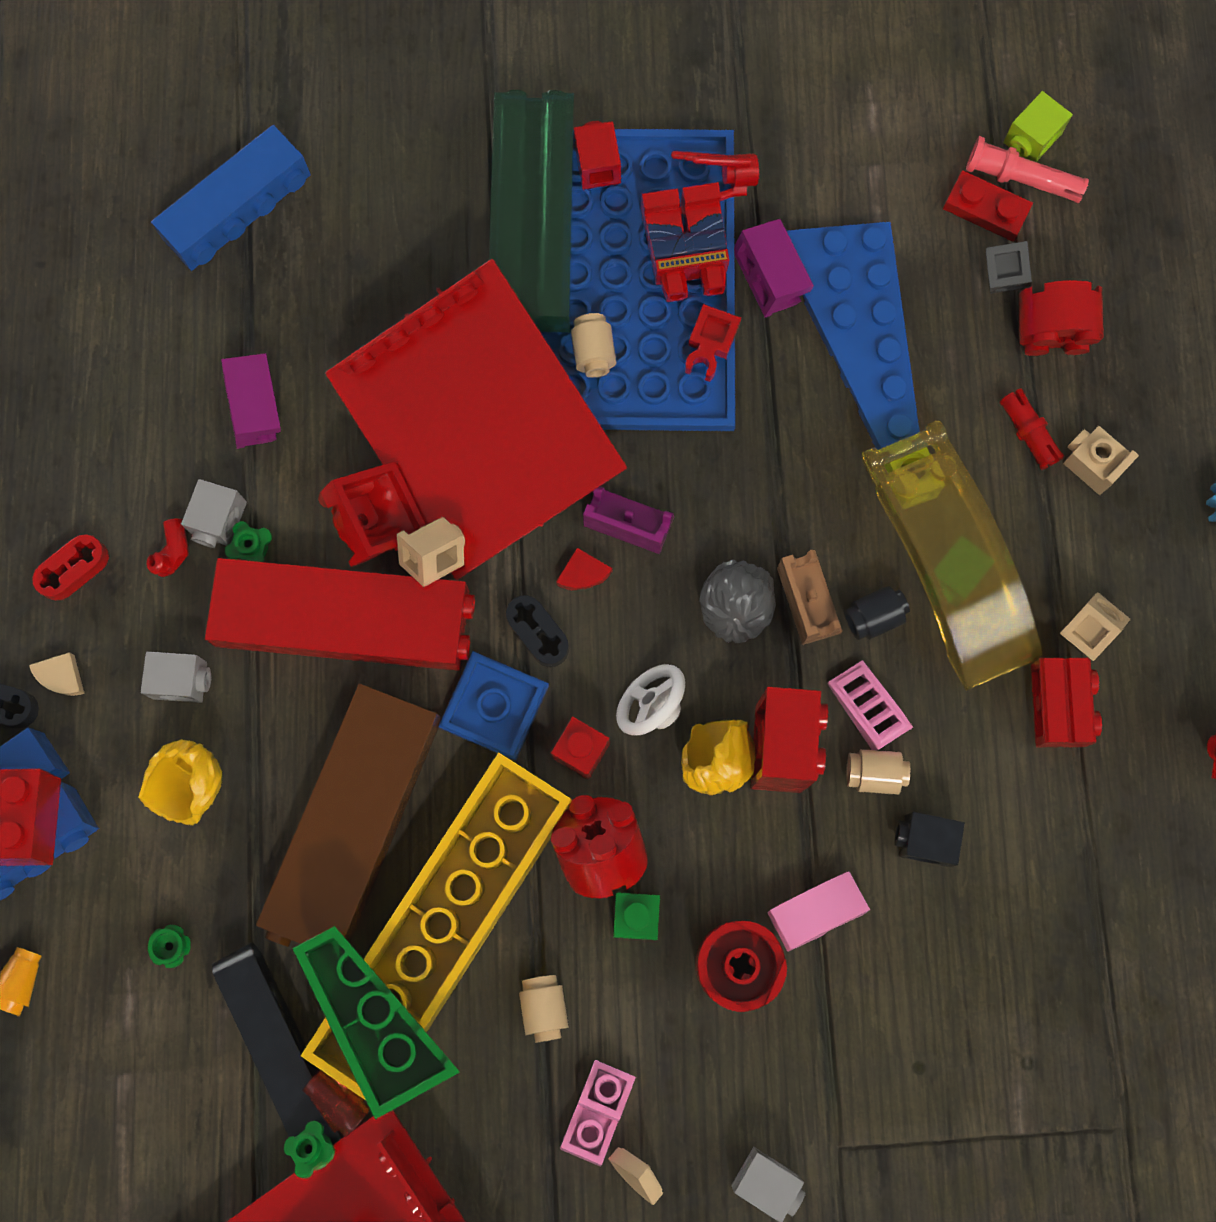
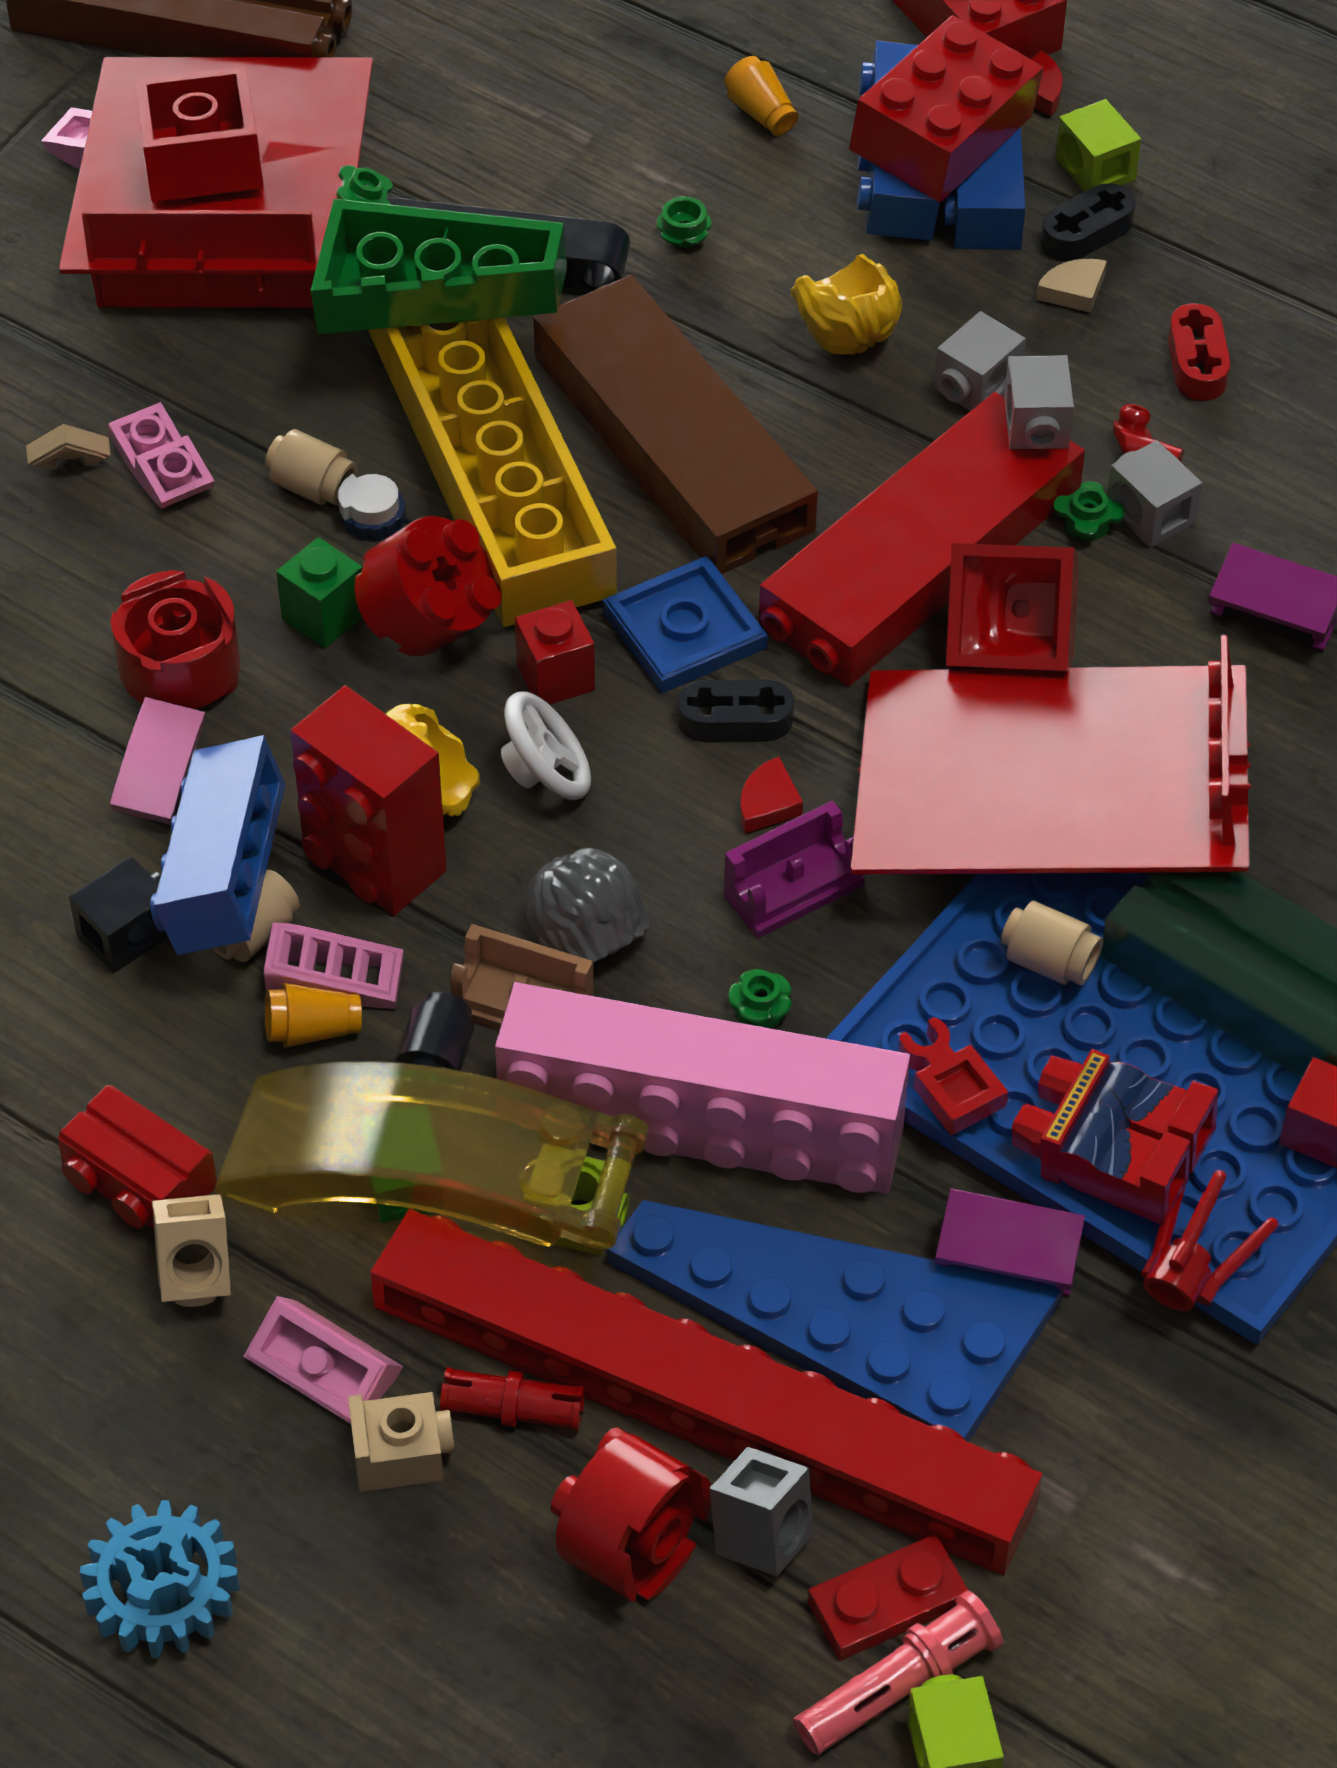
camera: 125 degrees right, 25 degrees down
(210, 592) = (1038, 402): none -> light grey brick
(431, 551) = (915, 631): tan brick -> none
(541, 950) = (371, 507): none -> white piece
(716, 492) = (756, 1010): none -> green plate
(814, 450) = (714, 1085): none -> bright pink brick
(865, 809) = (219, 846): none -> brick
(910, 692) = (310, 1014): none -> light orange cone
(960, 342) = (706, 1388): none -> red brick
(1079, 533) = (319, 1357): none -> bright pink slope

